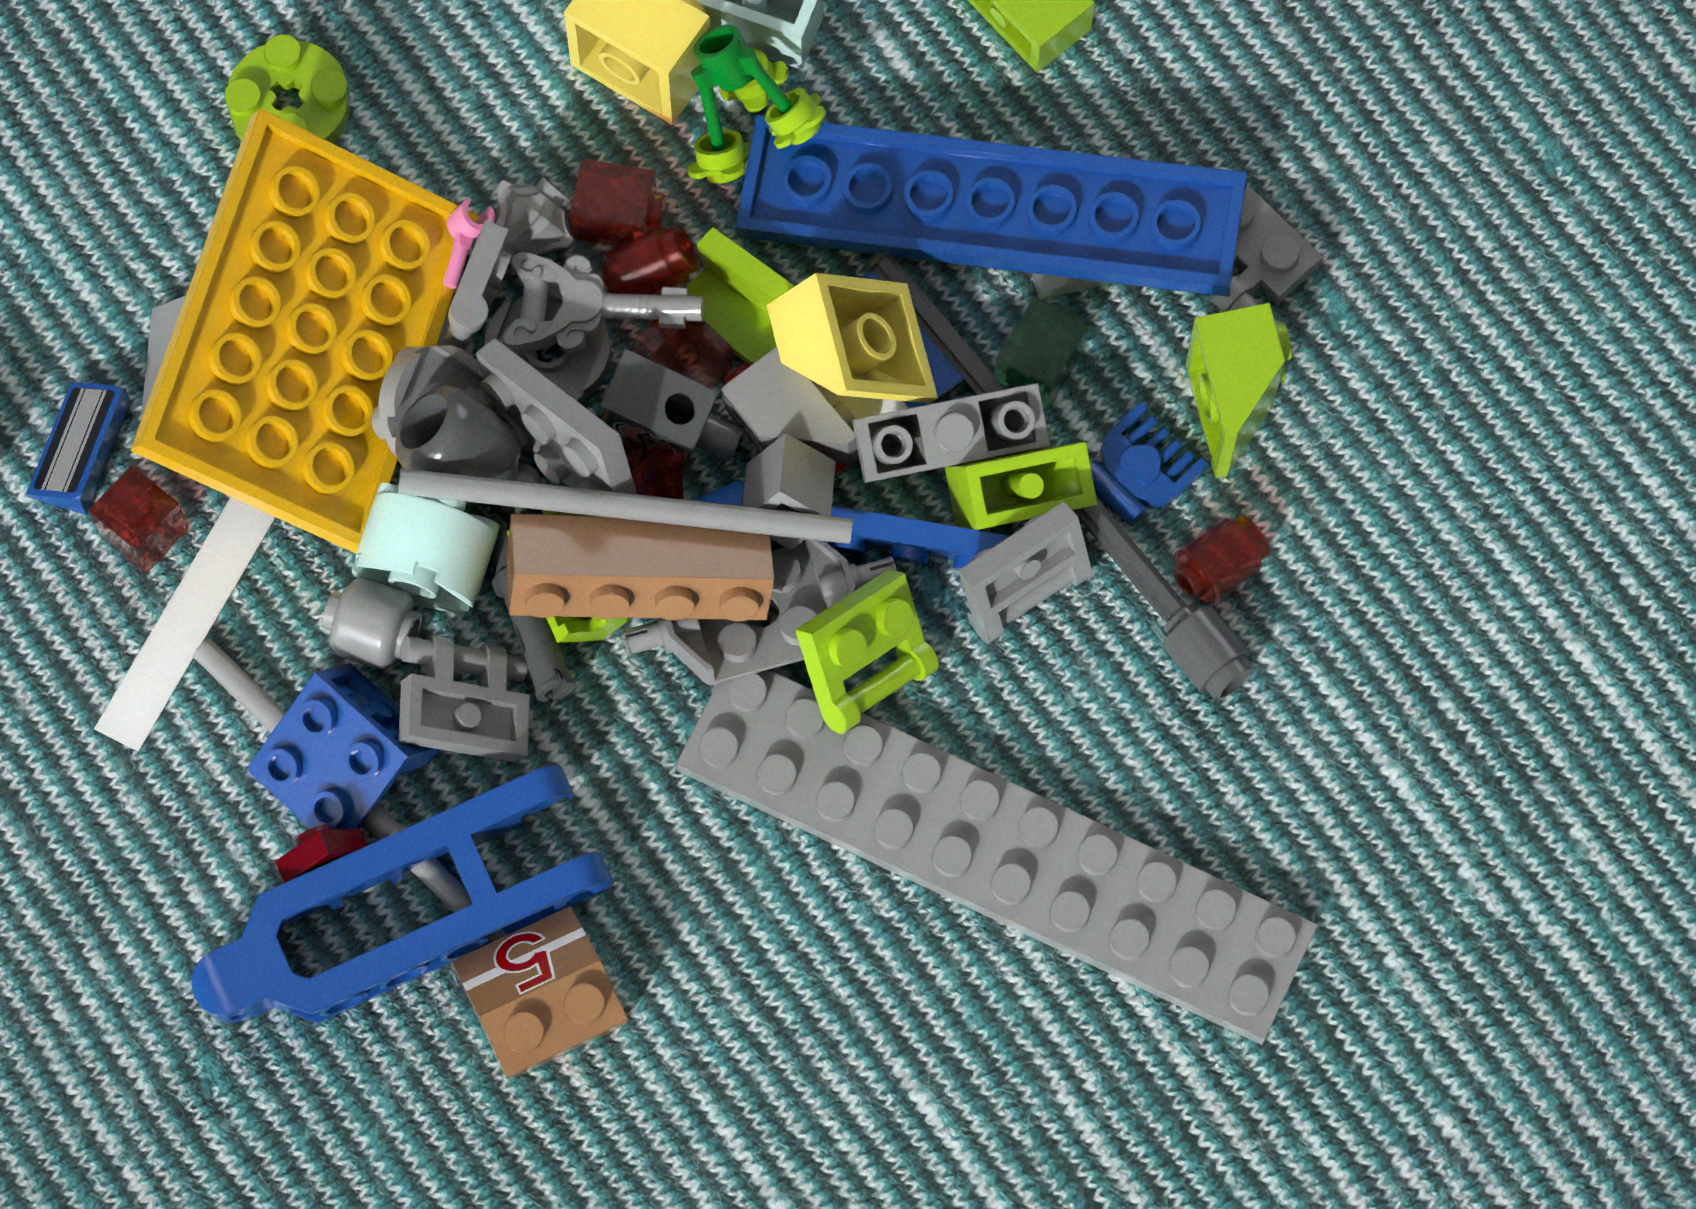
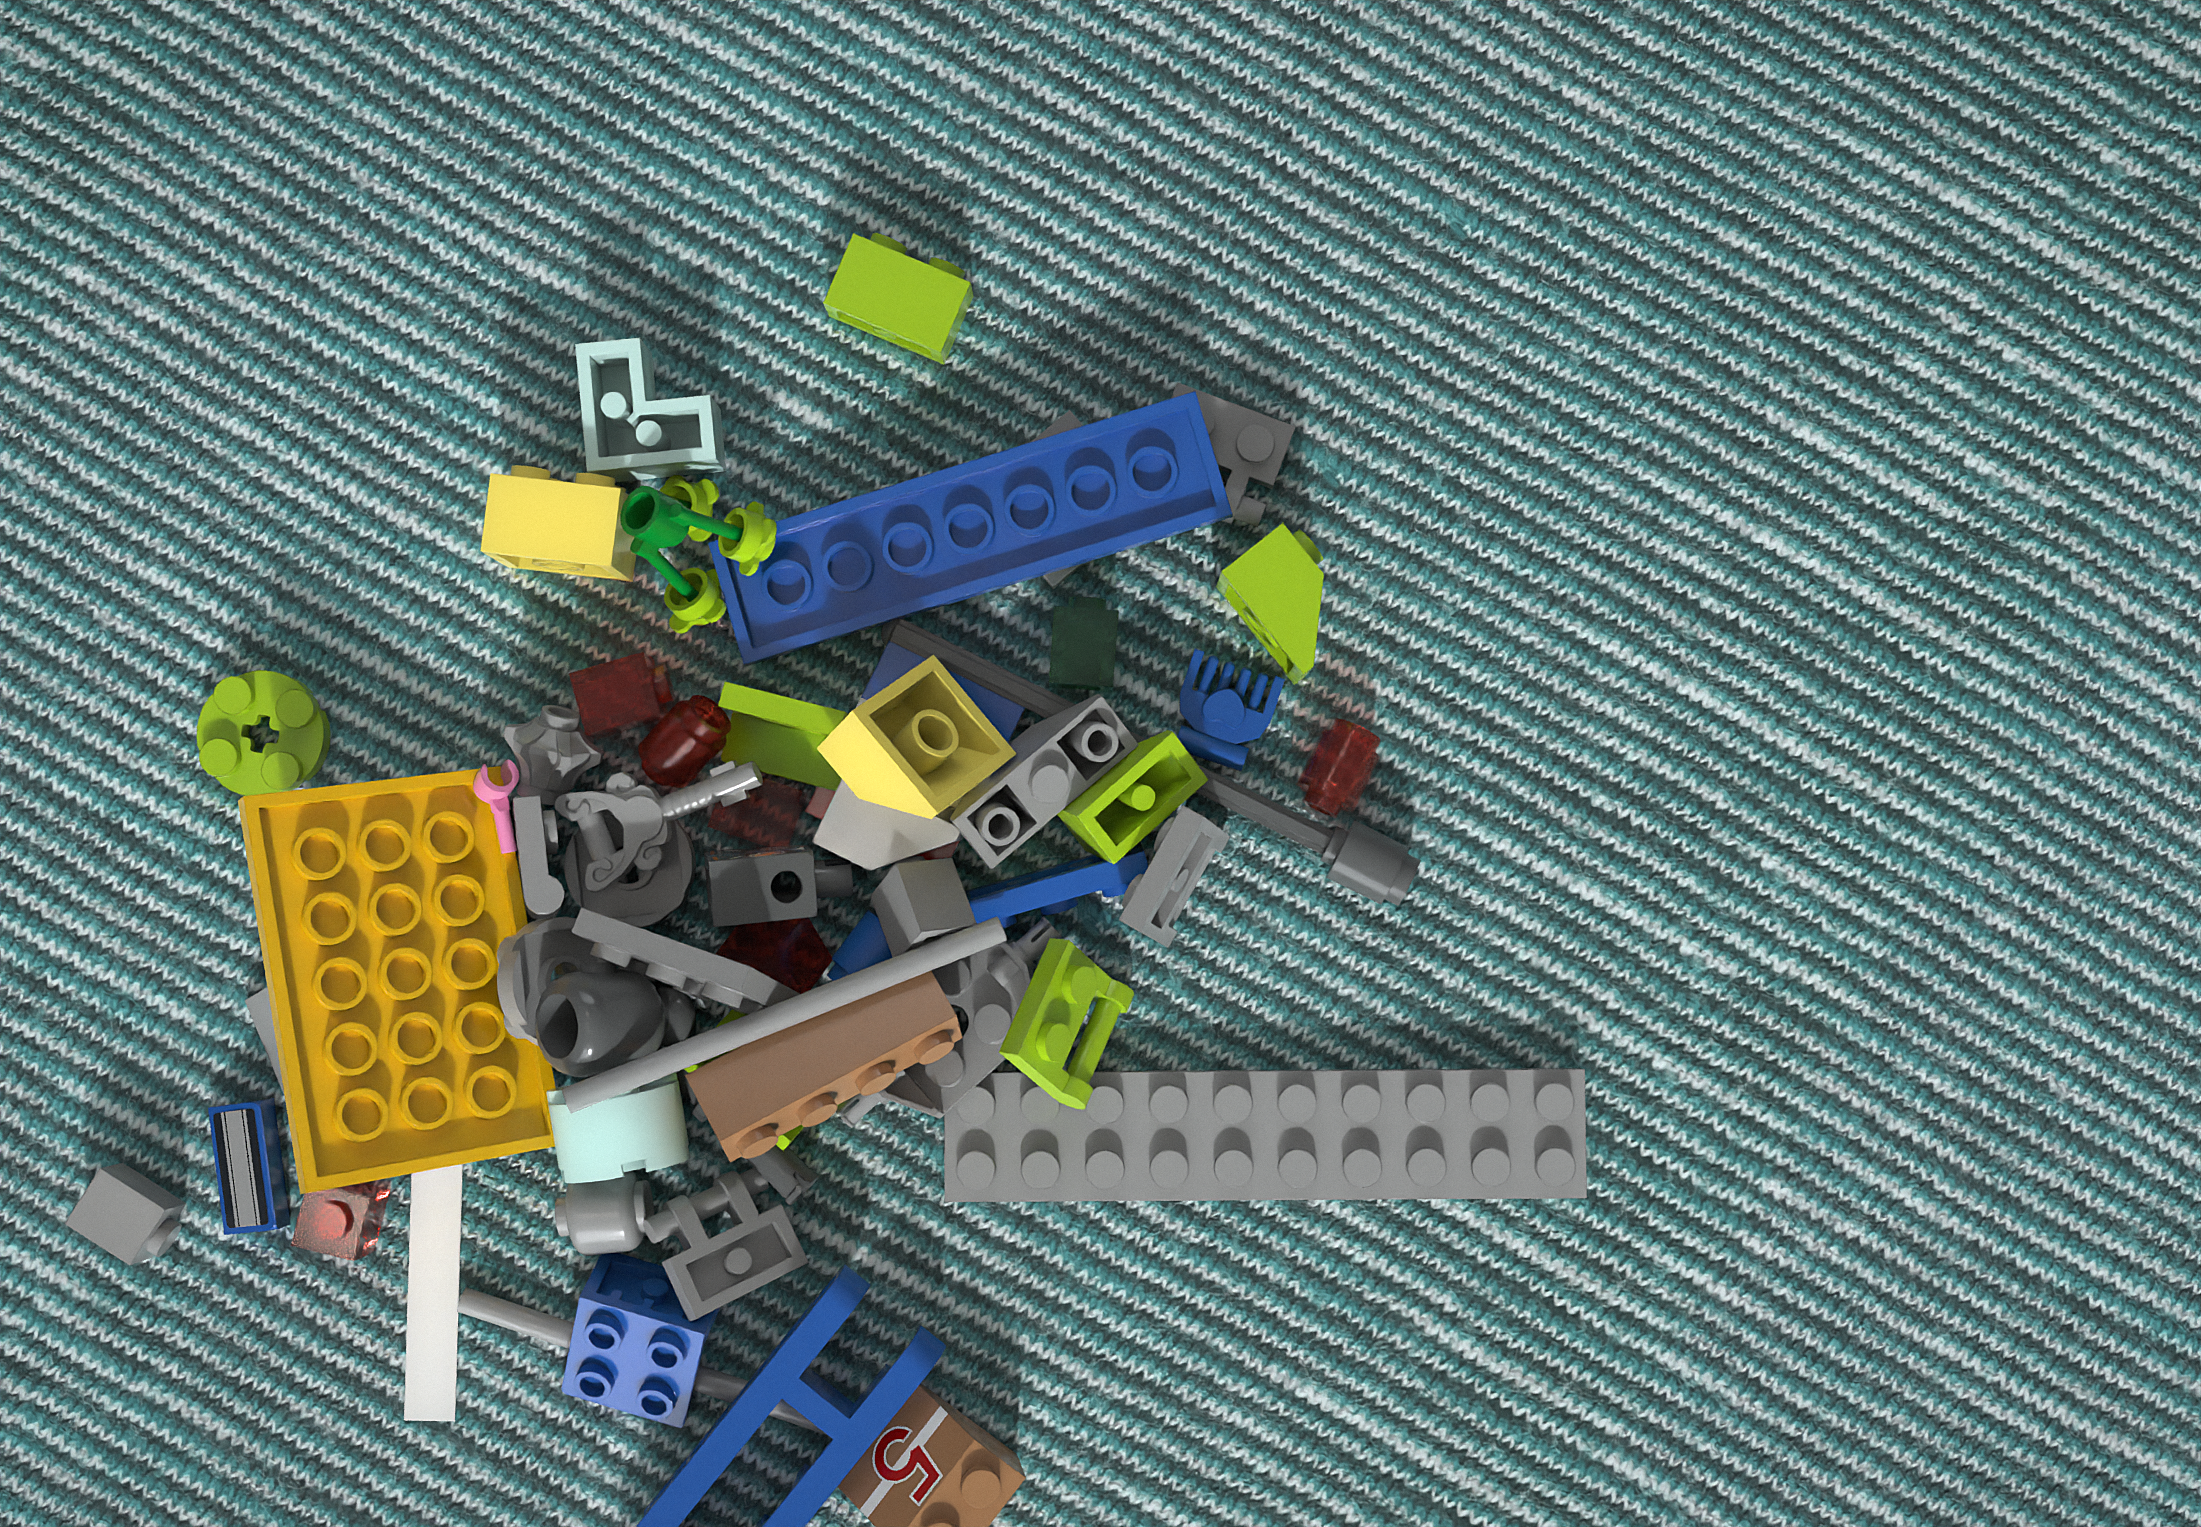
camera: 25 degrees left, 15 degrees up
(317, 848) = (670, 1448): dark red plate -> none

